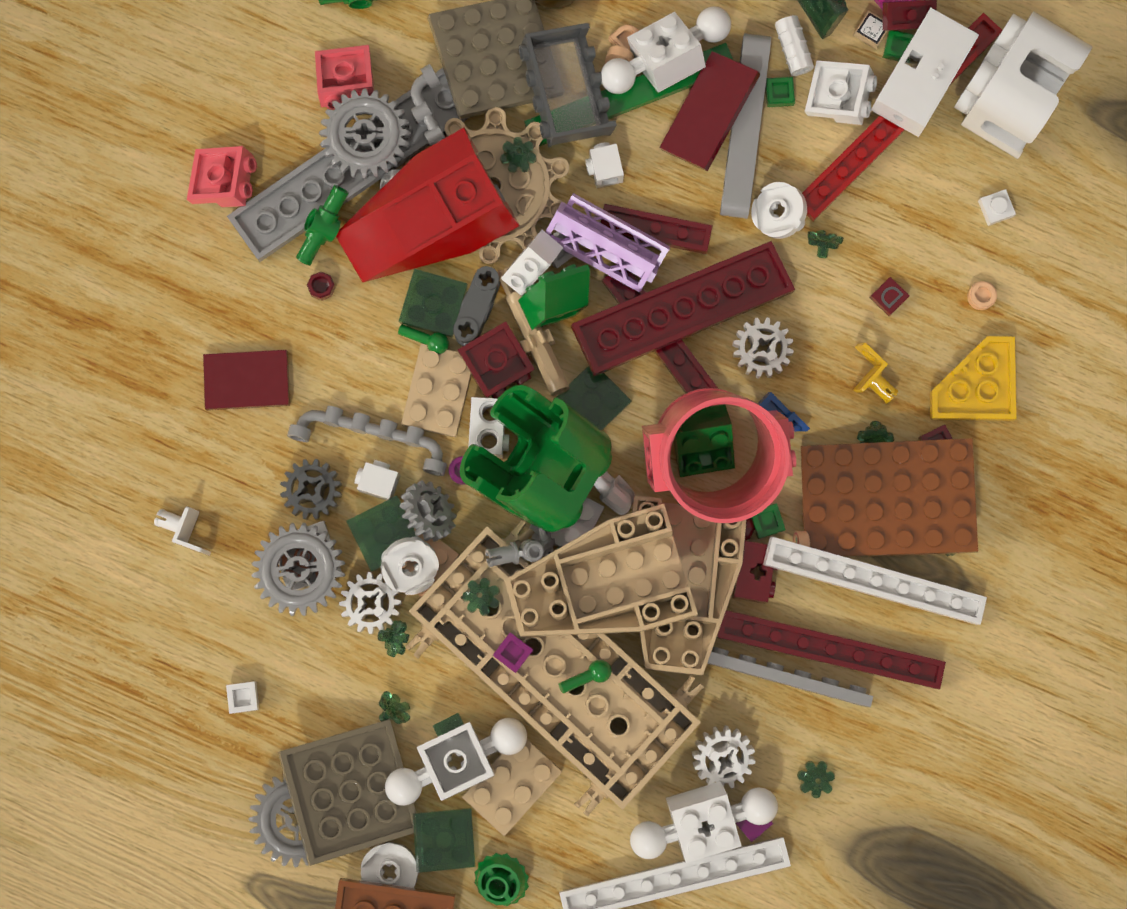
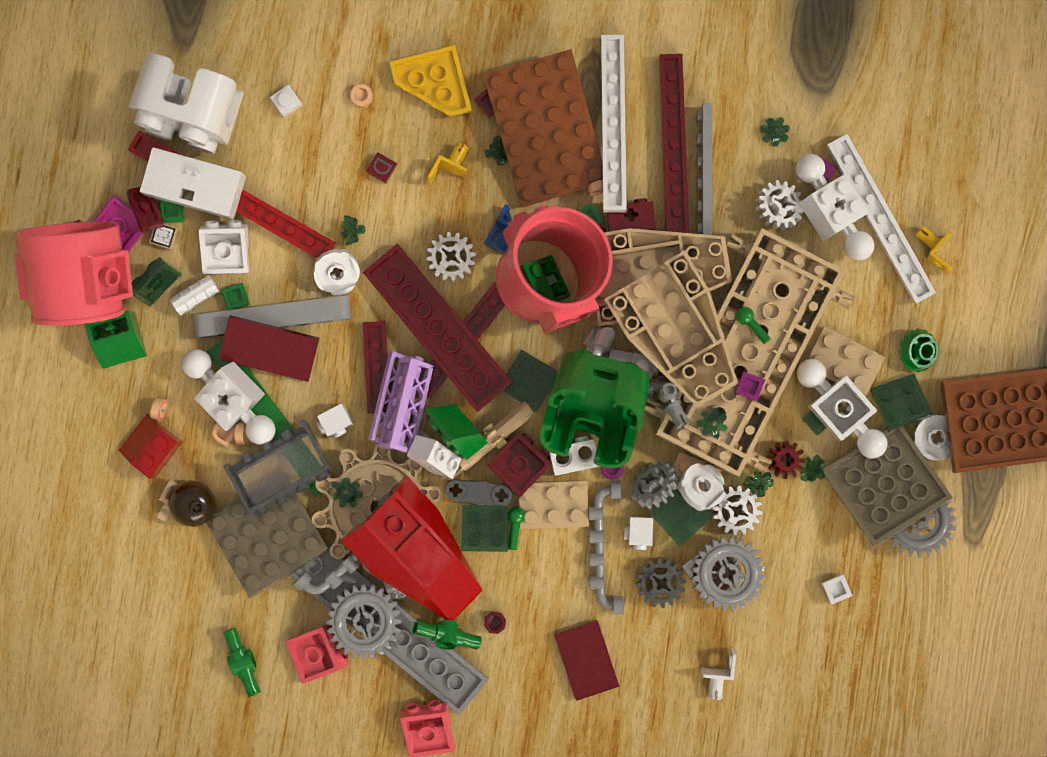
camera: 105 degrees left, 5 degrees up
(418, 687) = (790, 453): none -> dark red gear

